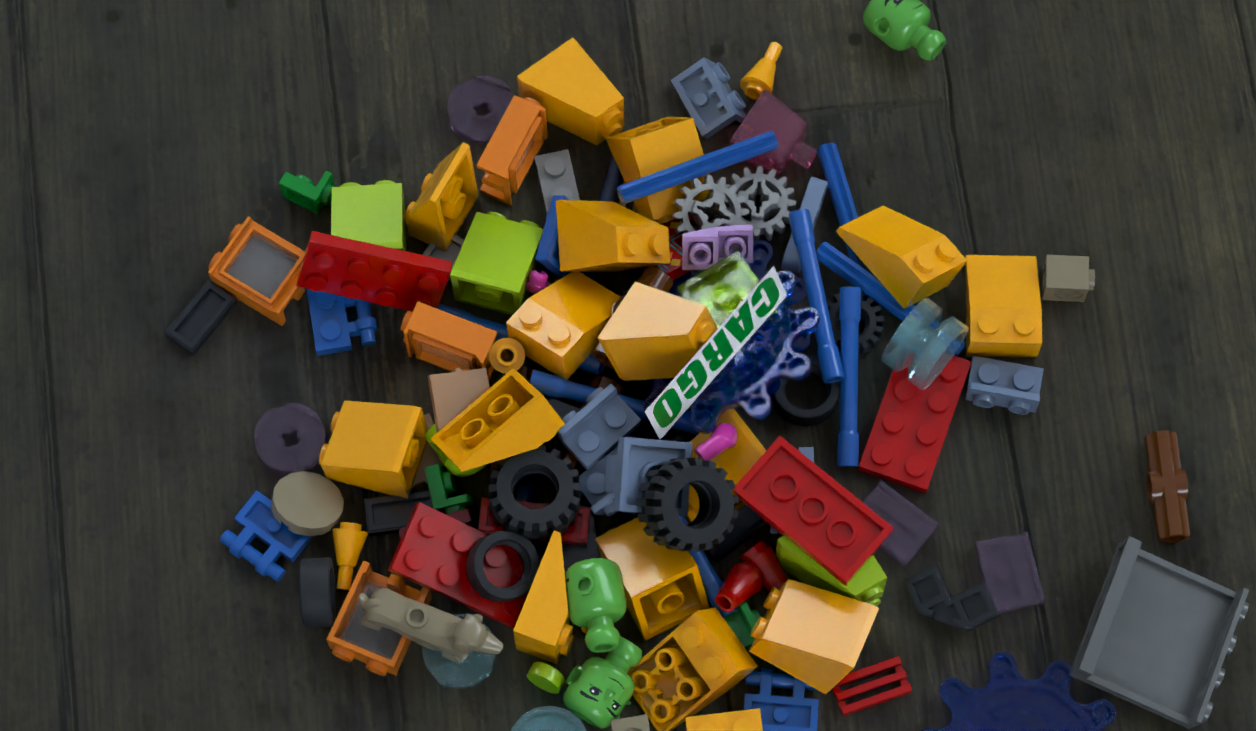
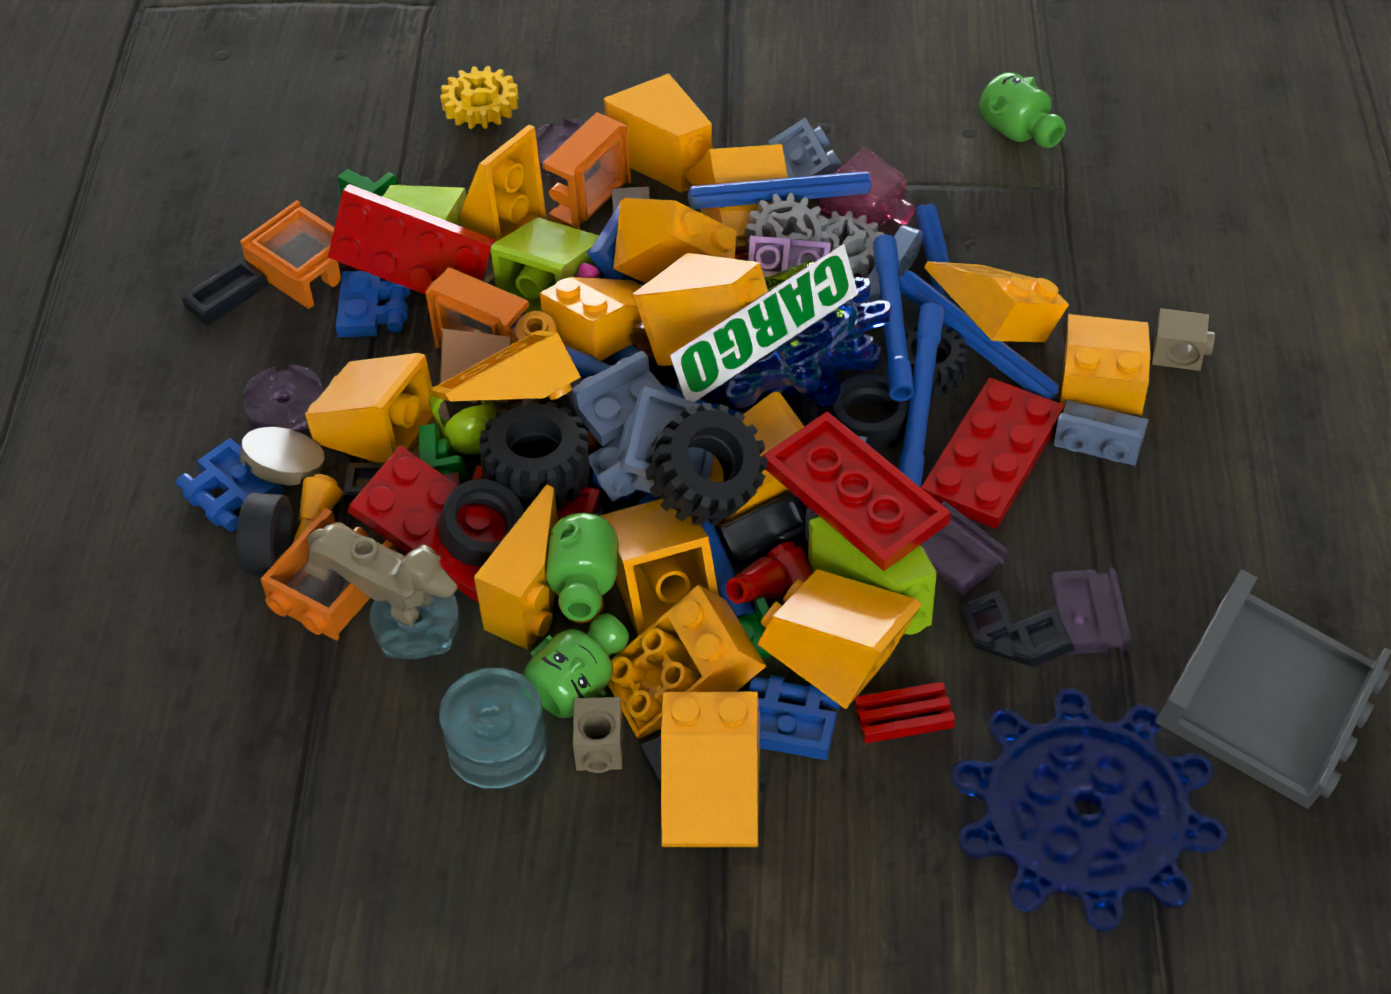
camera: 10 degrees right, 20 degrees down
(388, 67) = (479, 97): none -> yellow gear
(546, 677) = (508, 652): lime tile -> none
(722, 437) = (758, 411): dark pink arm -> none
(762, 73) = (870, 139): light orange cone -> none
(924, 343) = (1010, 361): clear light blue wheel -> none
(1167, 486) = (1290, 546): reddish brown piece -> none

